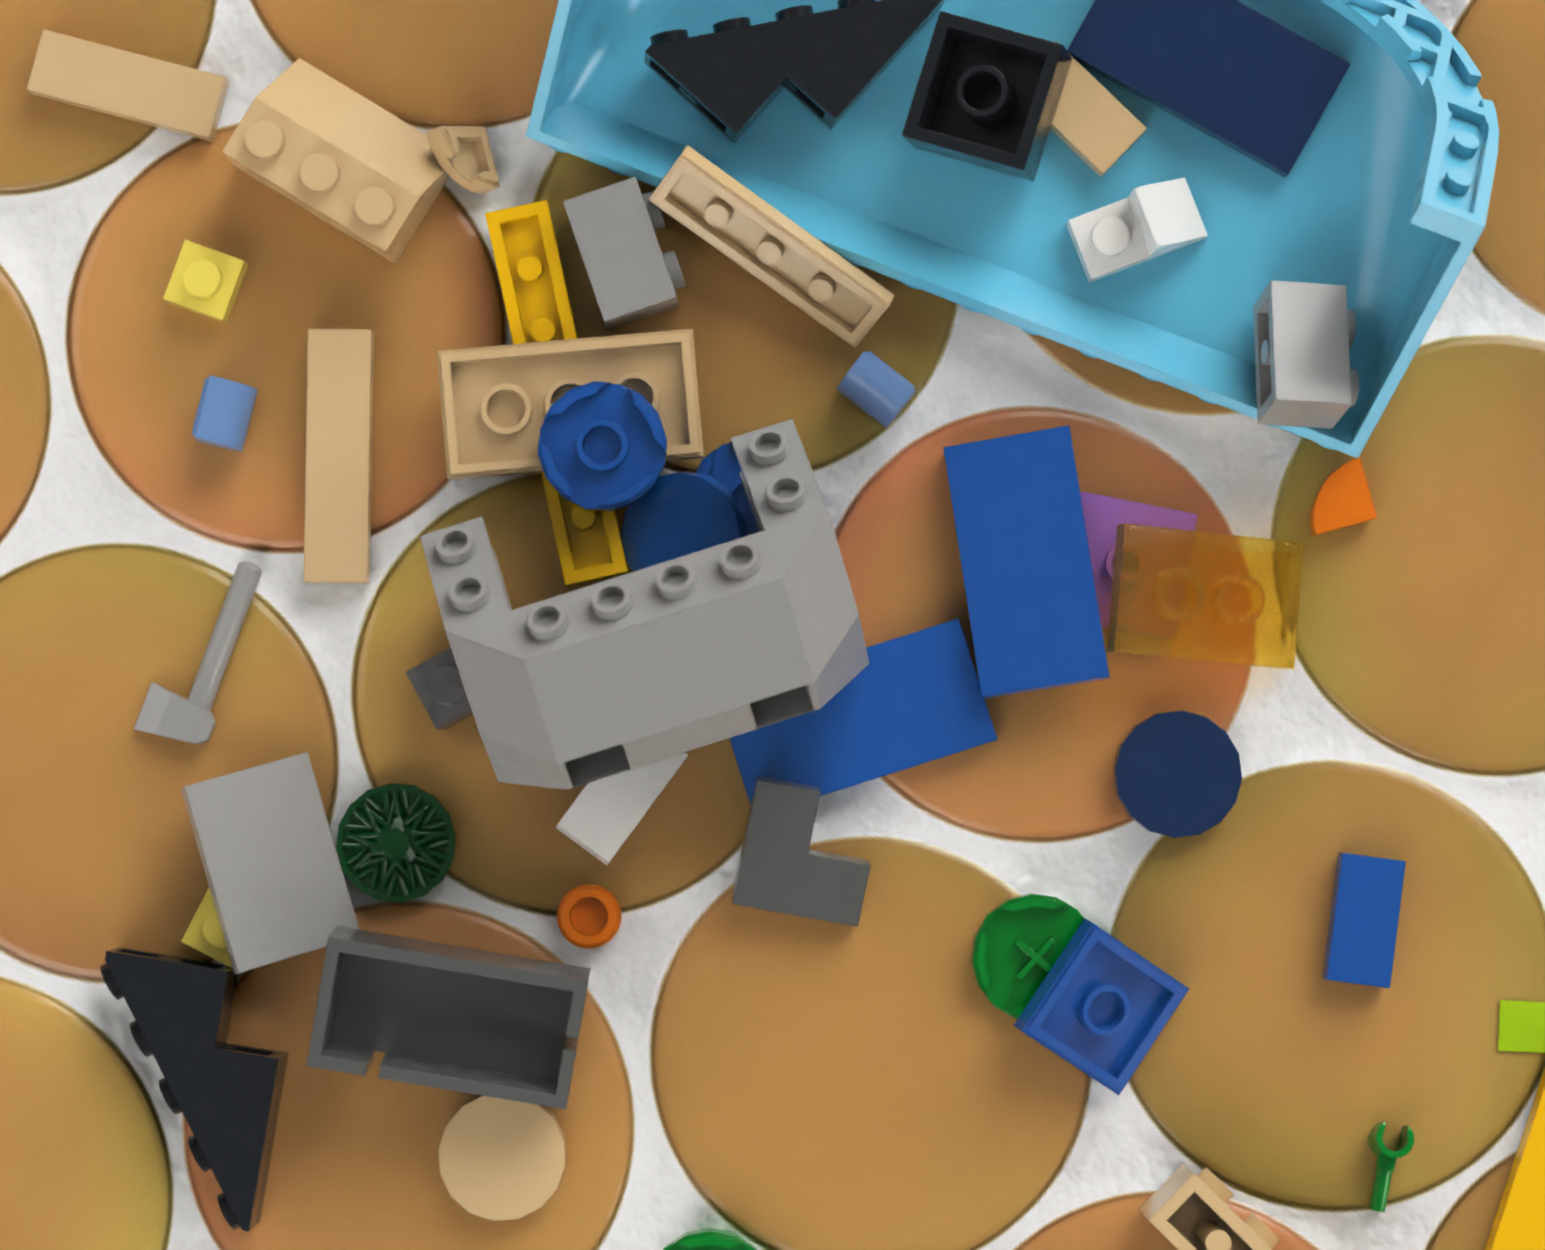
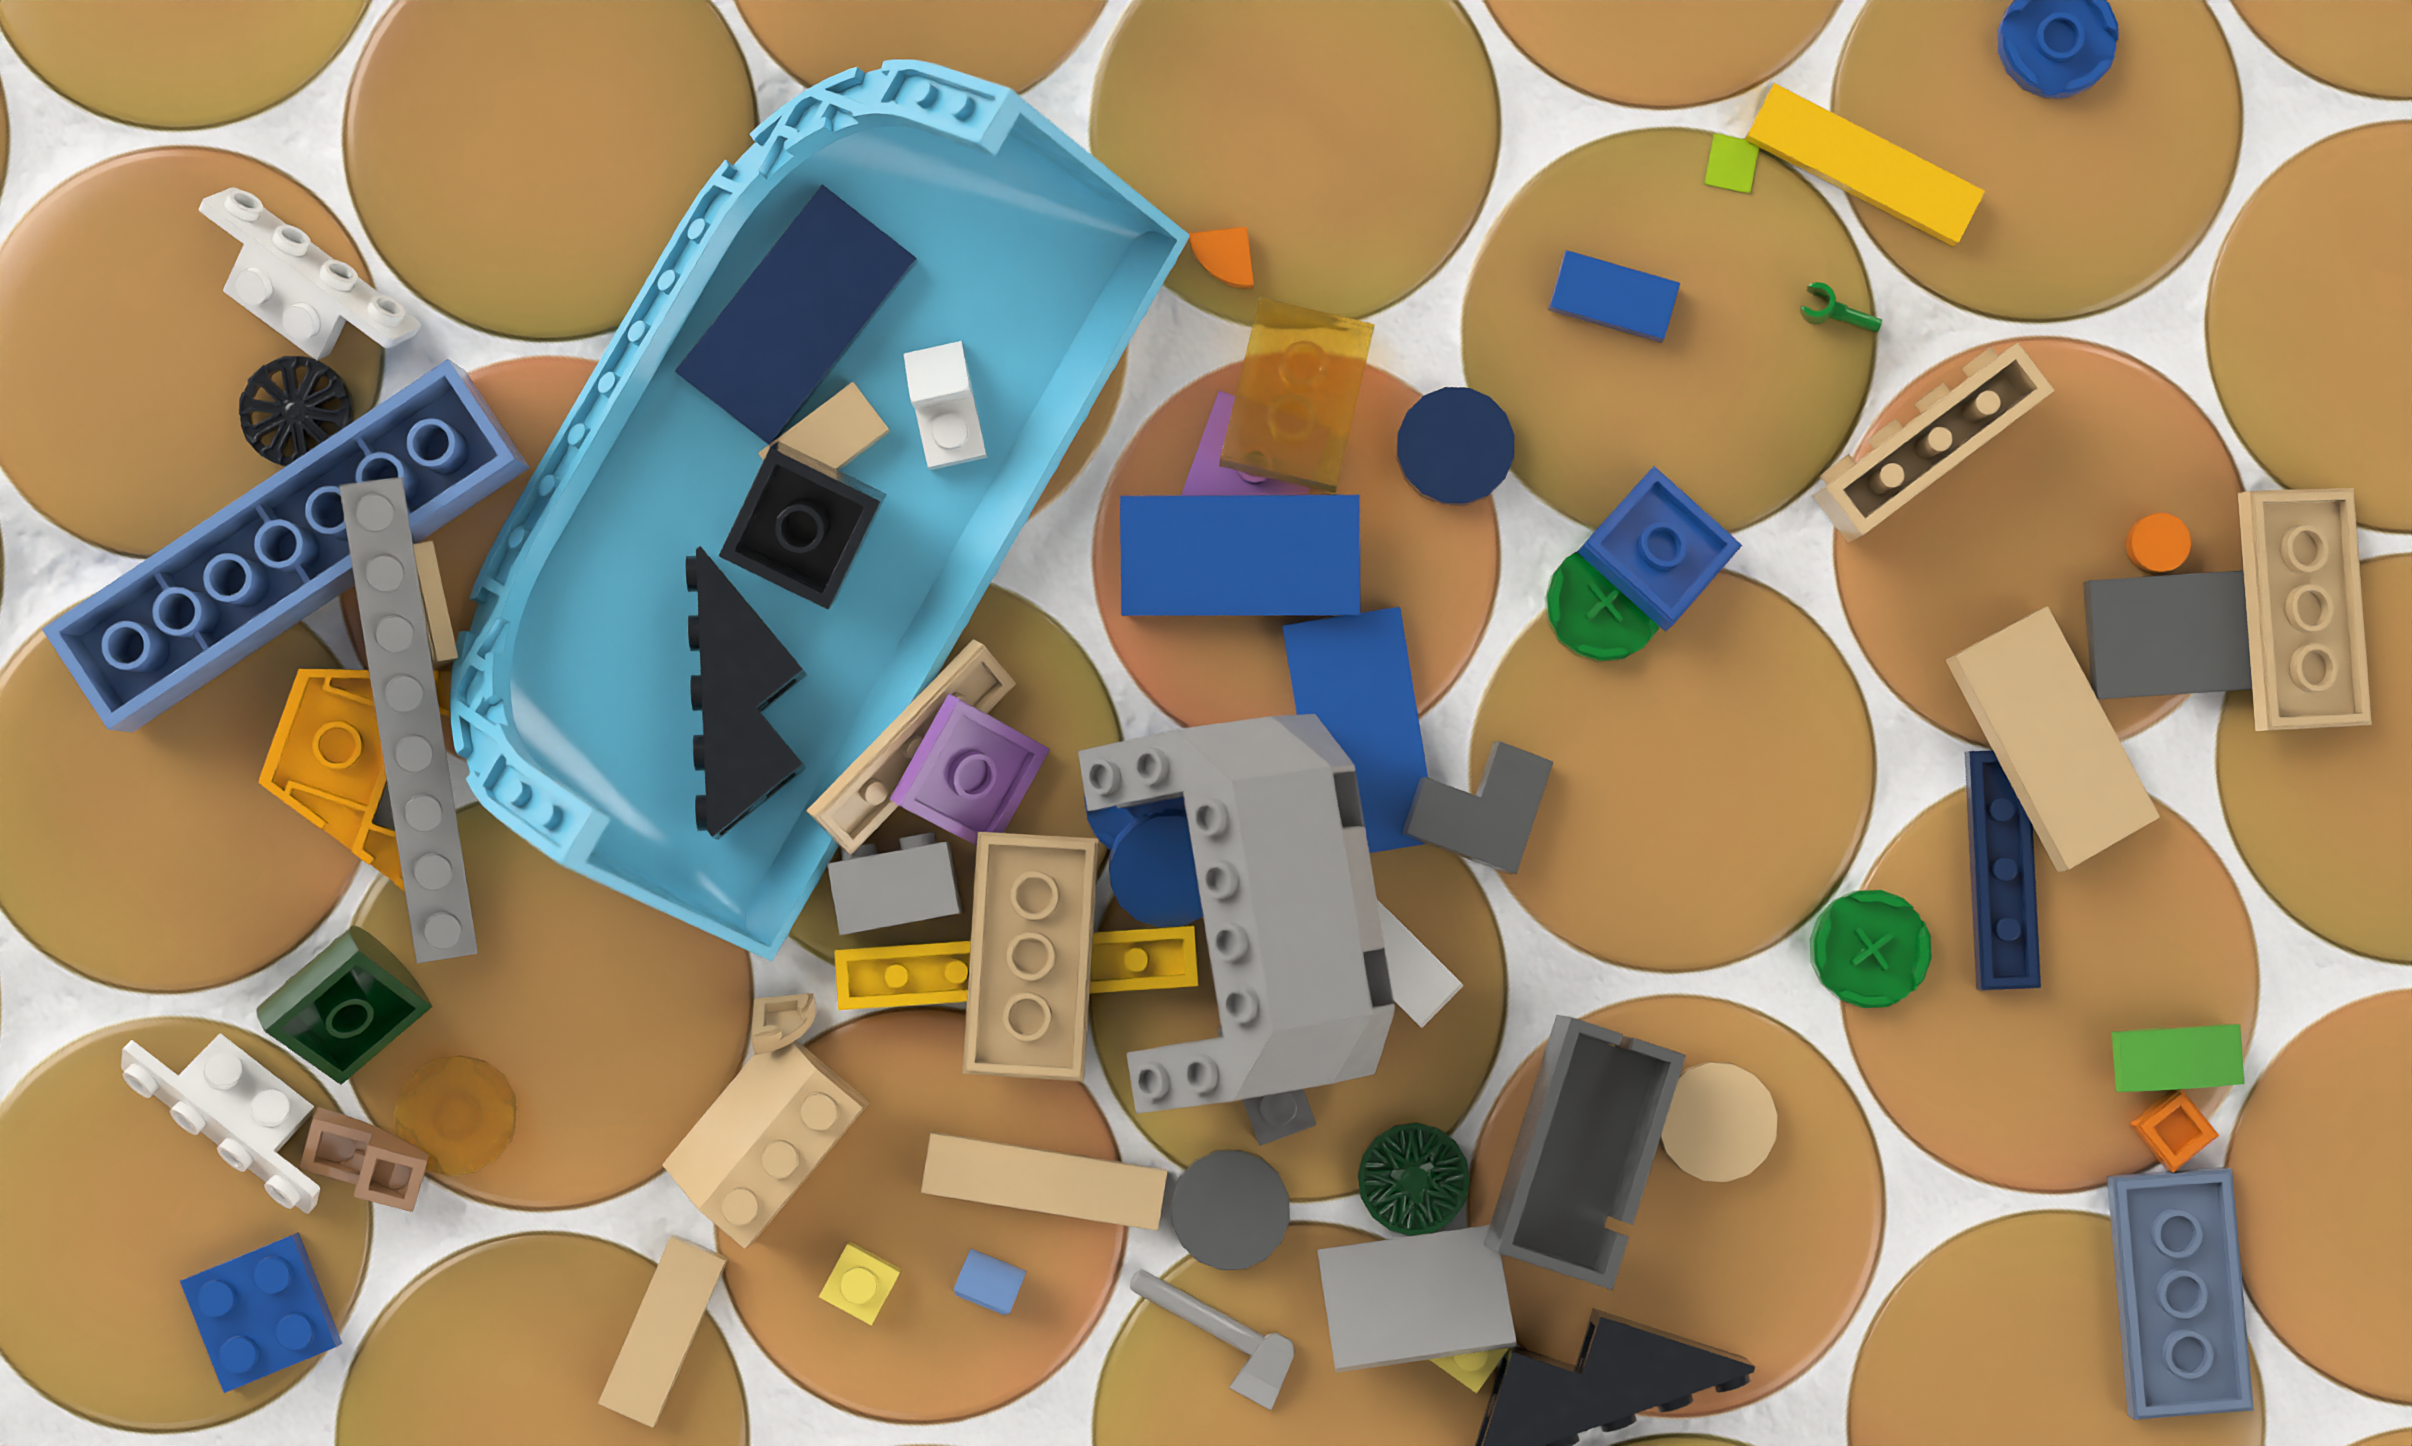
camera: 80 degrees left, 0 degrees up
(336, 654) = (1230, 1209): none -> dark grey tile
(589, 916) = (1507, 1008): orange tile -> none
(602, 446) = (1076, 931): blue tile -> none
(754, 310) = (969, 772): none -> medium lavender plate
(876, 388) = (1057, 668): medium blue brick -> none
(1304, 354) = (1088, 270): light grey brick -> none

